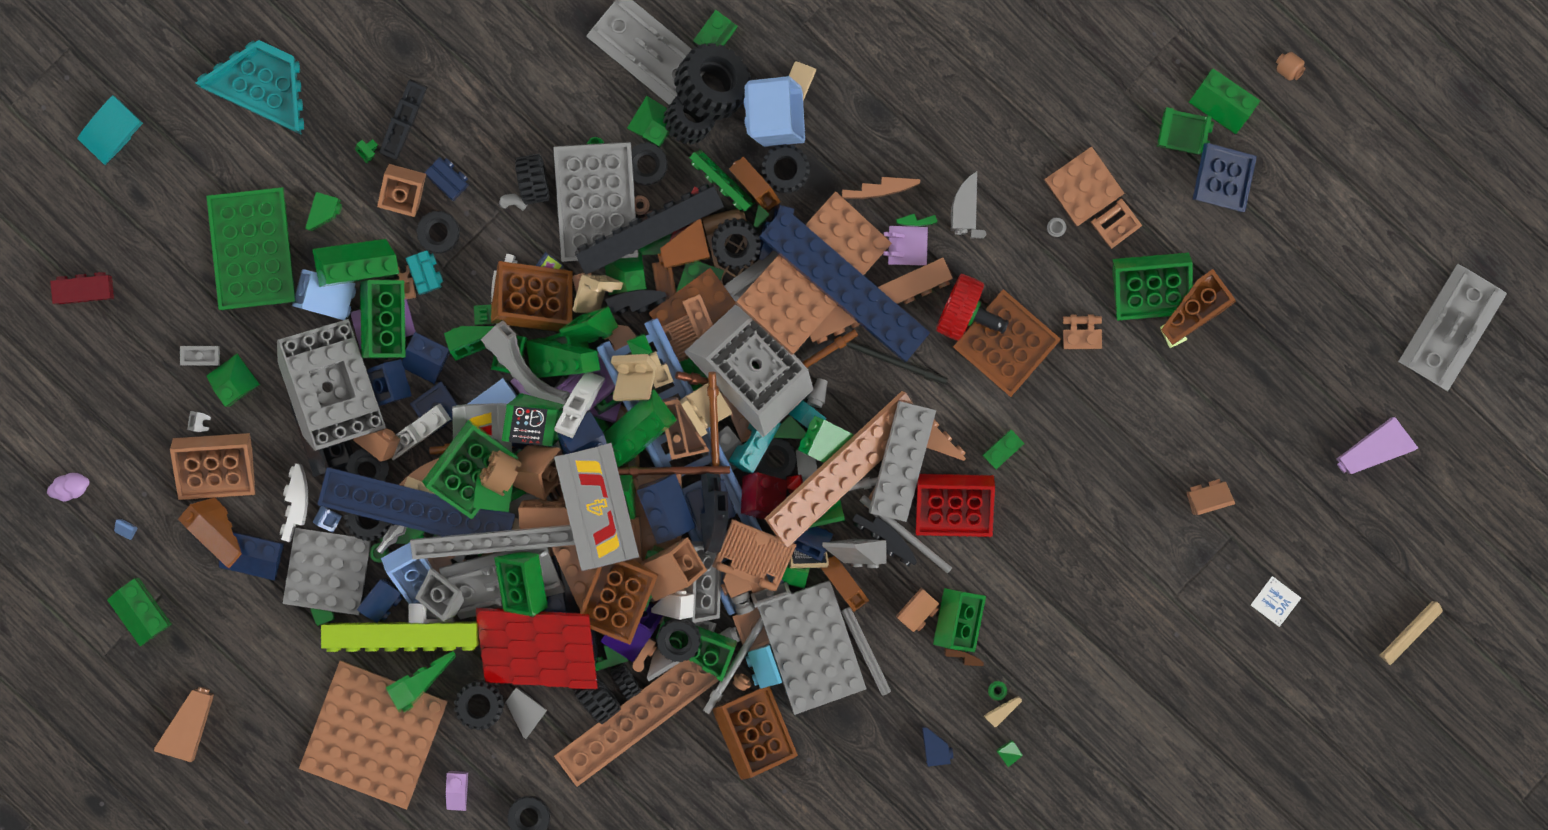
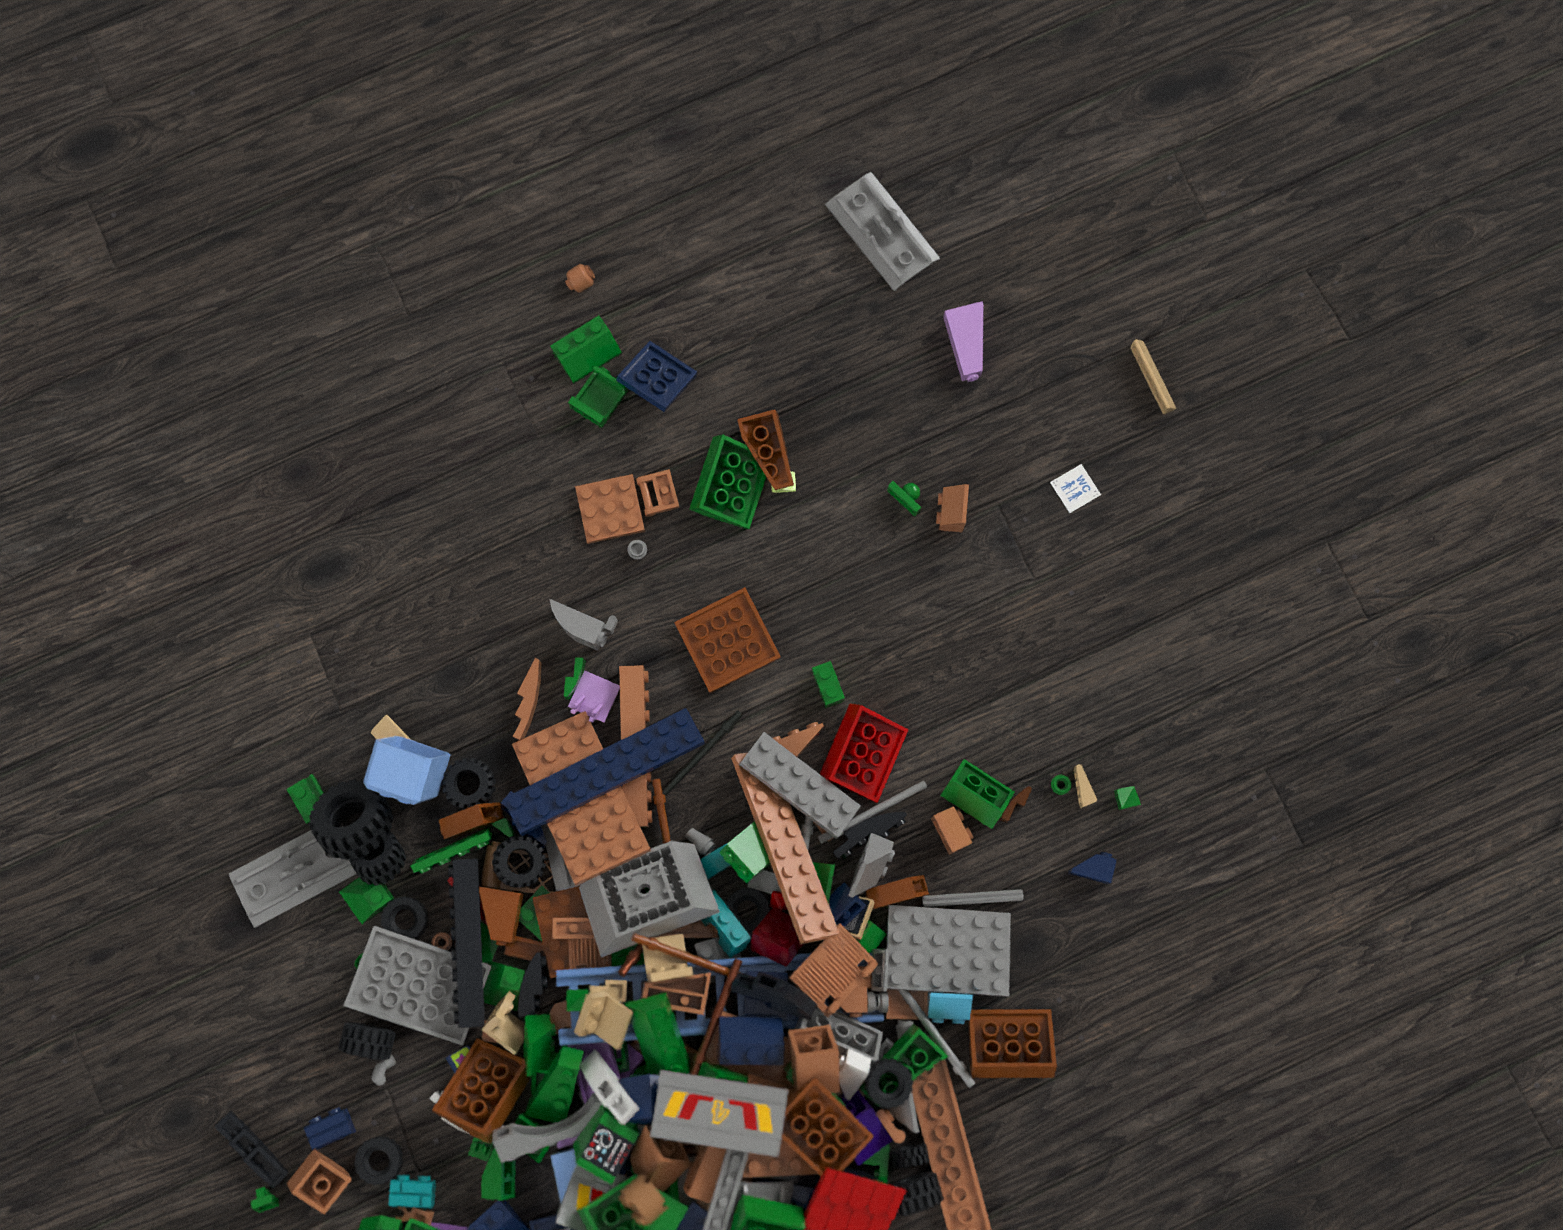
camera: 65 degrees left, 10 degrees down
(742, 682) = (955, 1035): nougat plate -> none
(790, 429) = (724, 883): green slope -> none
(963, 309) = (677, 665): red wheel -> none
(1082, 338) = (752, 569): nougat plate -> none
(1205, 451) = (906, 496): none -> green tile

